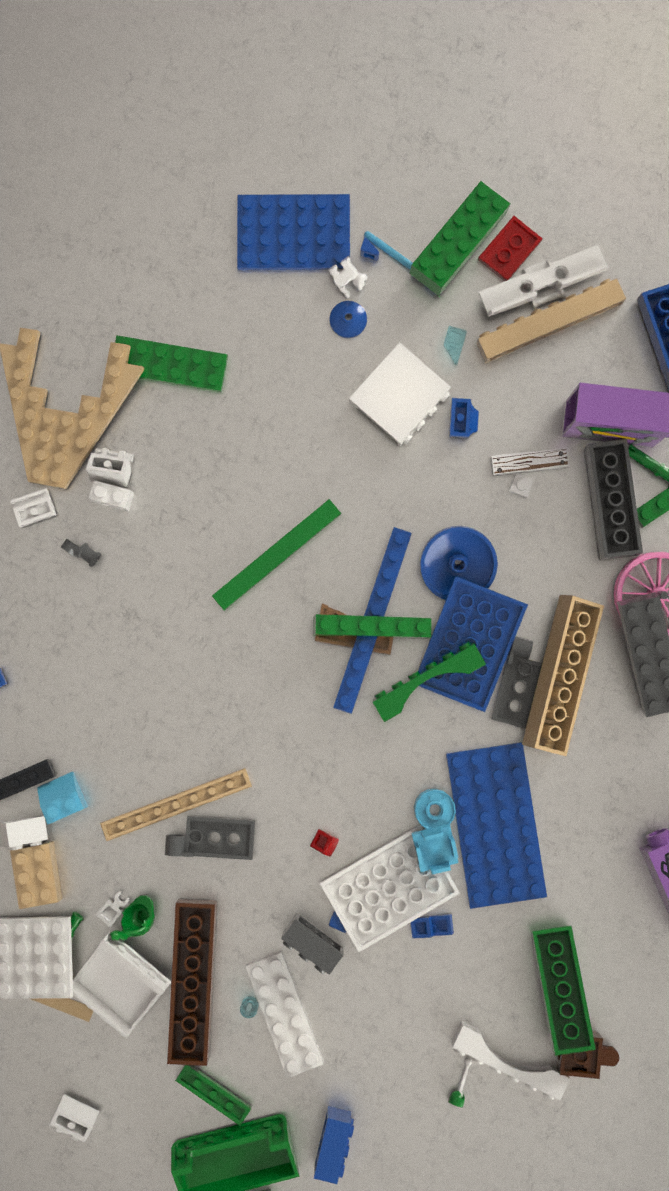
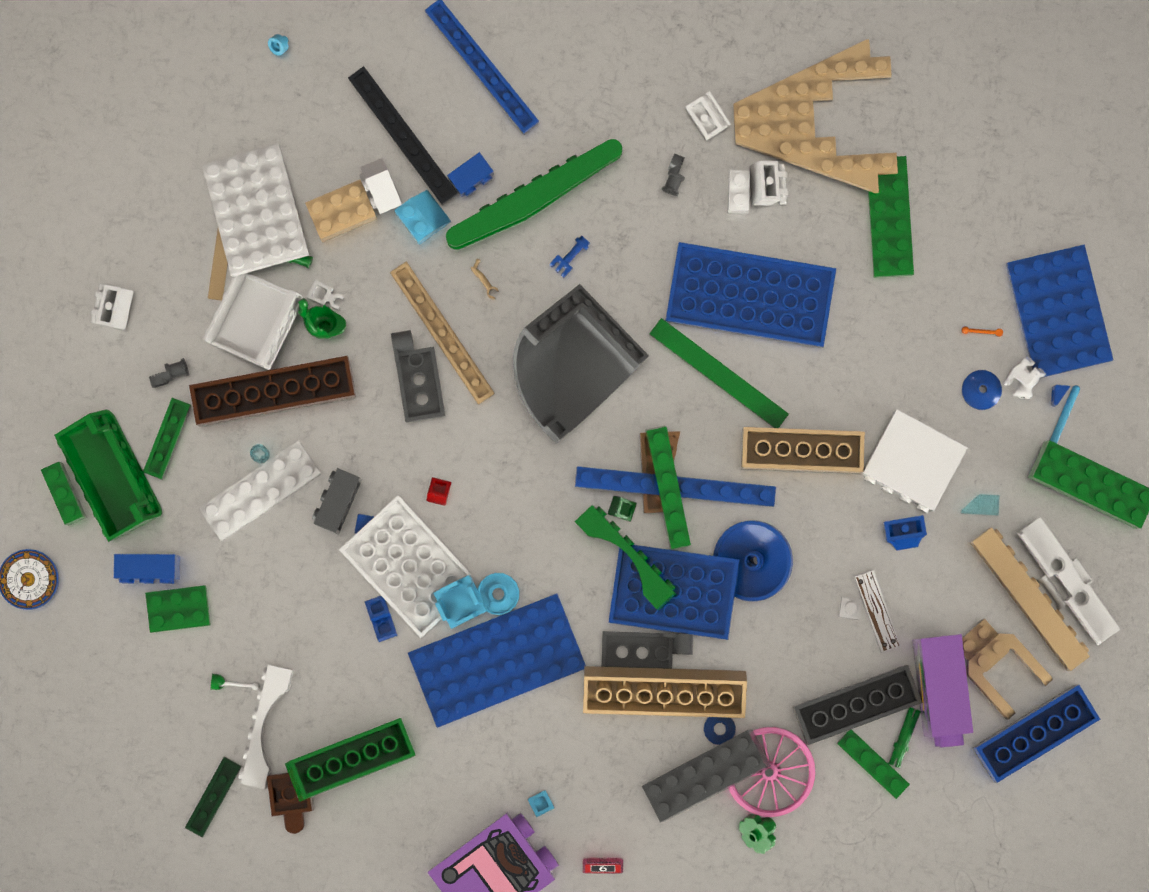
camera: 75 degrees right, 0 degrees up
(33, 742) = (470, 175): none -> blue brick
(68, 689) = (533, 197): none -> green piece
(124, 653) = (564, 262): none -> blue hinge
(134, 754) = (483, 279): none -> tan piece
(150, 1075) = (172, 371): none -> dark grey connector
(210, 507) = (751, 294): none -> blue plate
(233, 689) = (572, 362): none -> dark grey panel
(299, 291) = (999, 332): none -> orange hinge
(366, 493) = (802, 450): none -> tan brick
(378, 1120) = (178, 609): none -> green plate
(380, 674) = (622, 508): none -> green slope
(510, 248) = (1097, 540): red tile -> none
(565, 1127) = (213, 797): none -> dark green tile
(589, 367) = (986, 647): none -> tan plate
(615, 632) = (719, 739): none -> blue piece
(639, 815) = (540, 803): none -> medium azure plate

